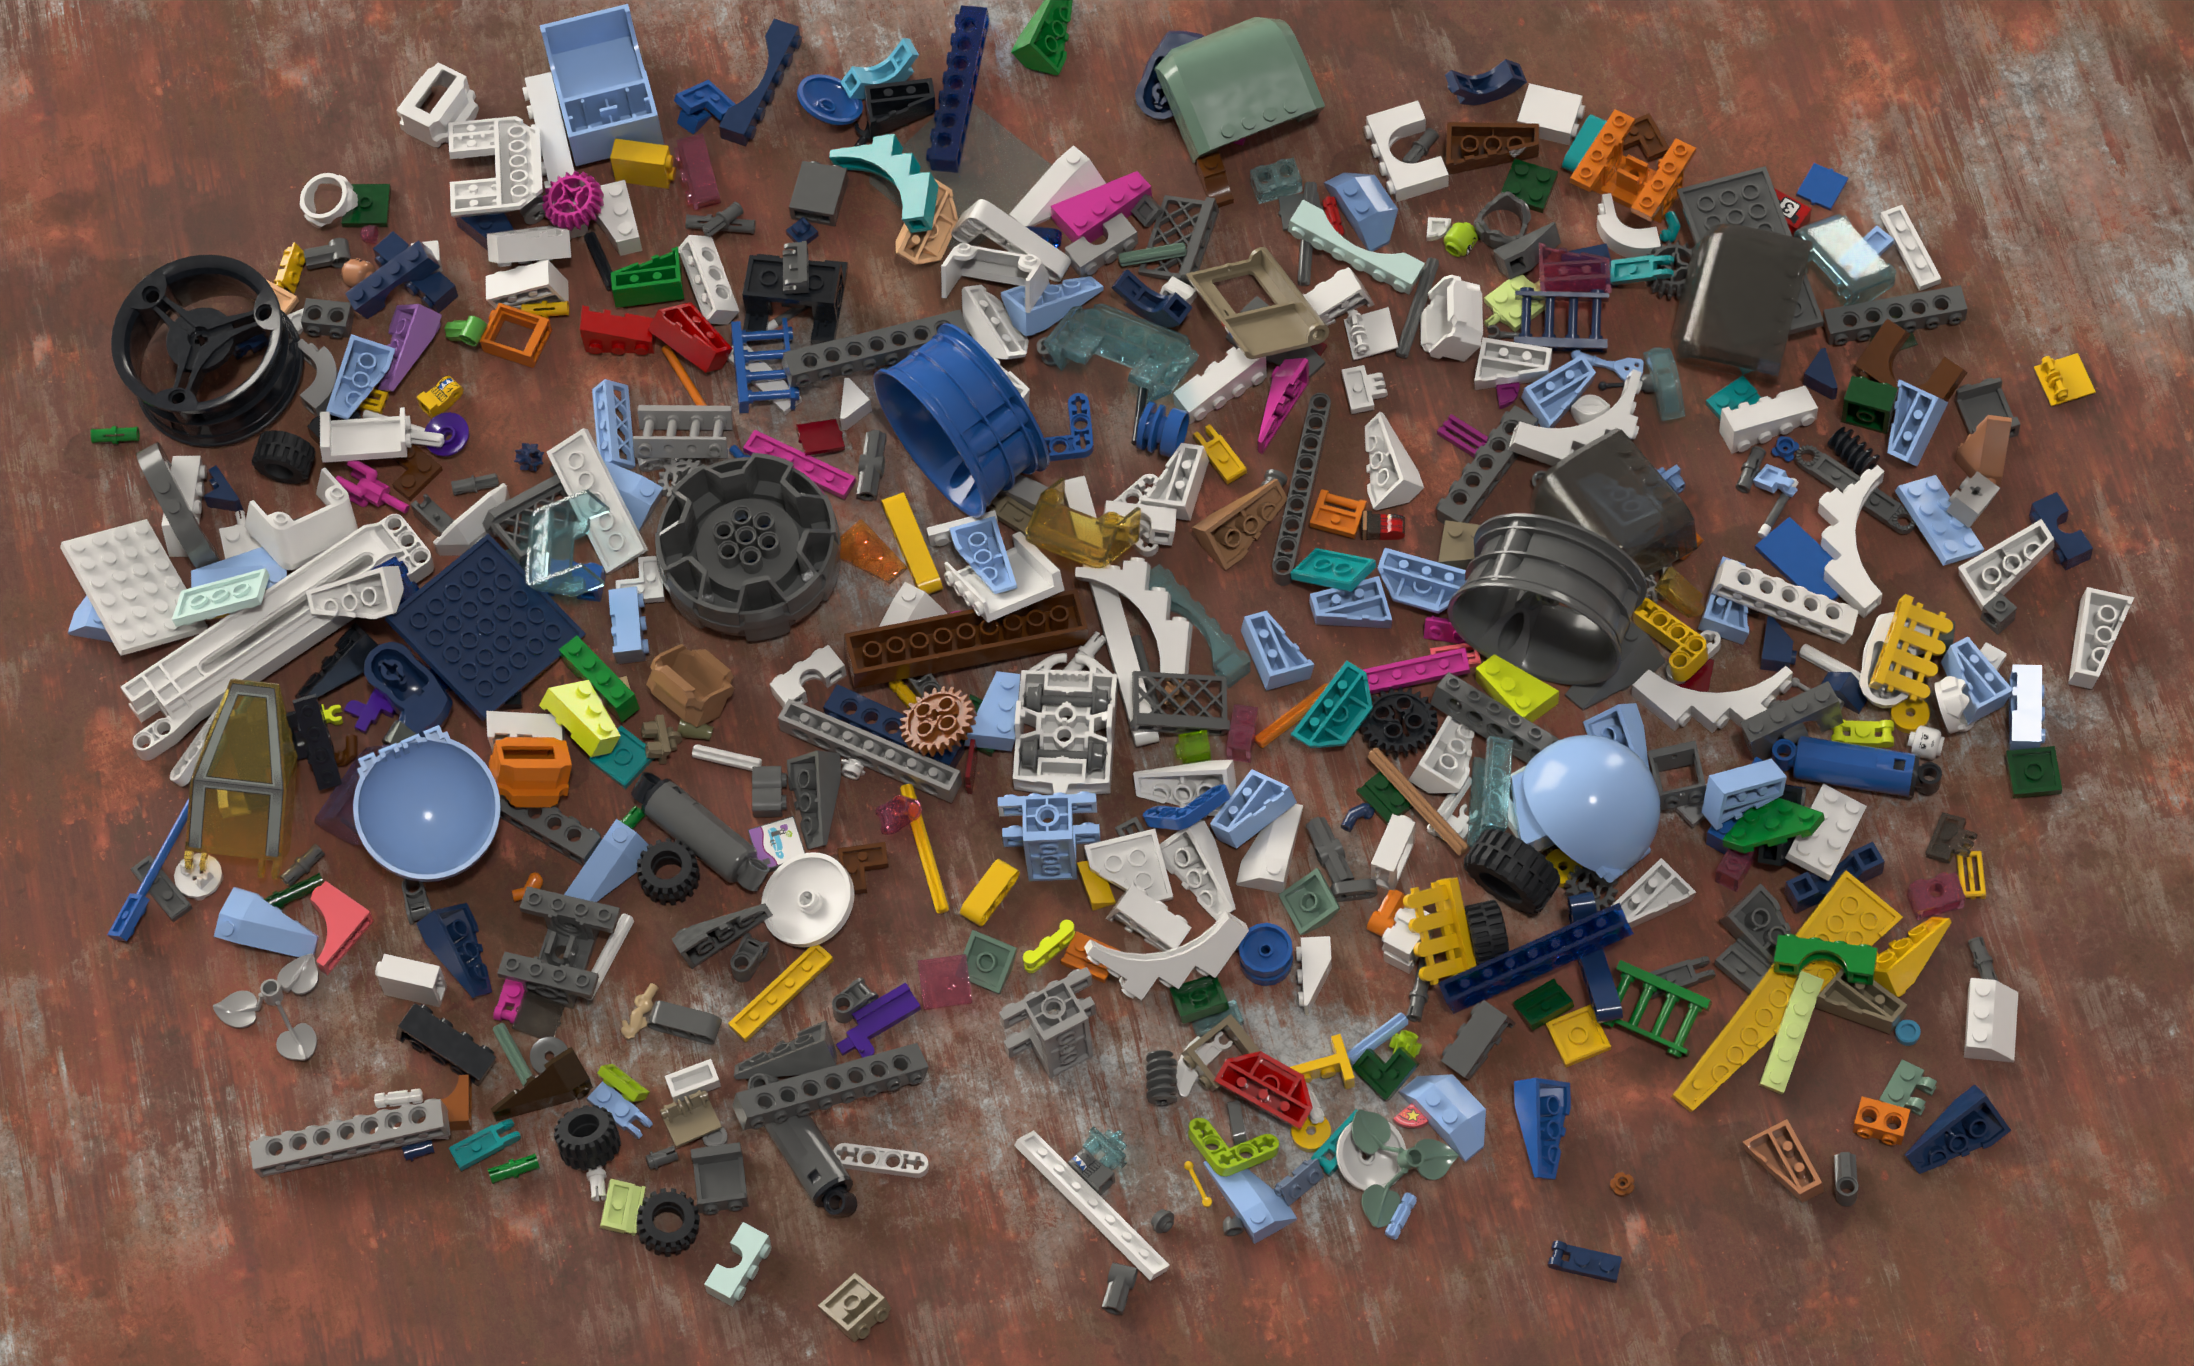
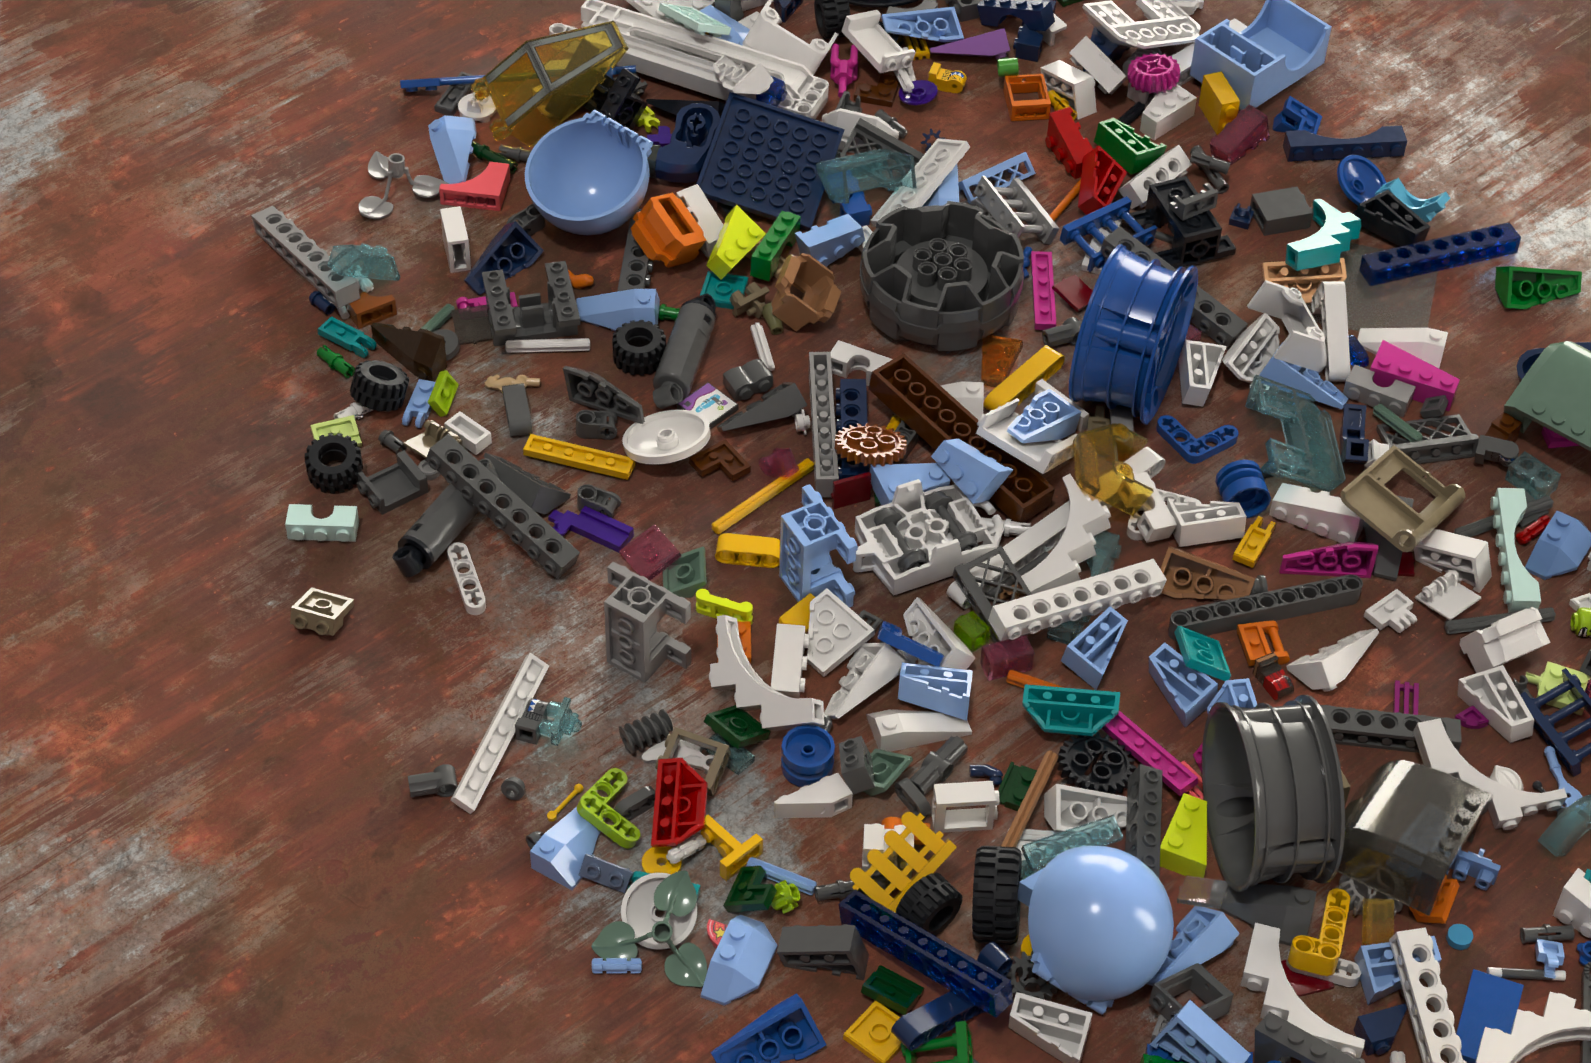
camera: 55 degrees right, 15 degrees down
(402, 1085) = (363, 262): none -> clear light blue wedge
(445, 1043) = (414, 278): black wedge -> none
(1023, 650) = (971, 470): none -> light blue wedge
(1219, 713) = (1077, 600): none -> white brick
(1239, 187) = (1496, 450): none -> dark grey leg
(1300, 918) = (856, 765): none -> dark grey brick
(1557, 391) = (1502, 746): light blue wedge -> none
(1575, 708) = (1203, 892): none -> clear piece
(1717, 536) = (1459, 936): none -> dark azure tile

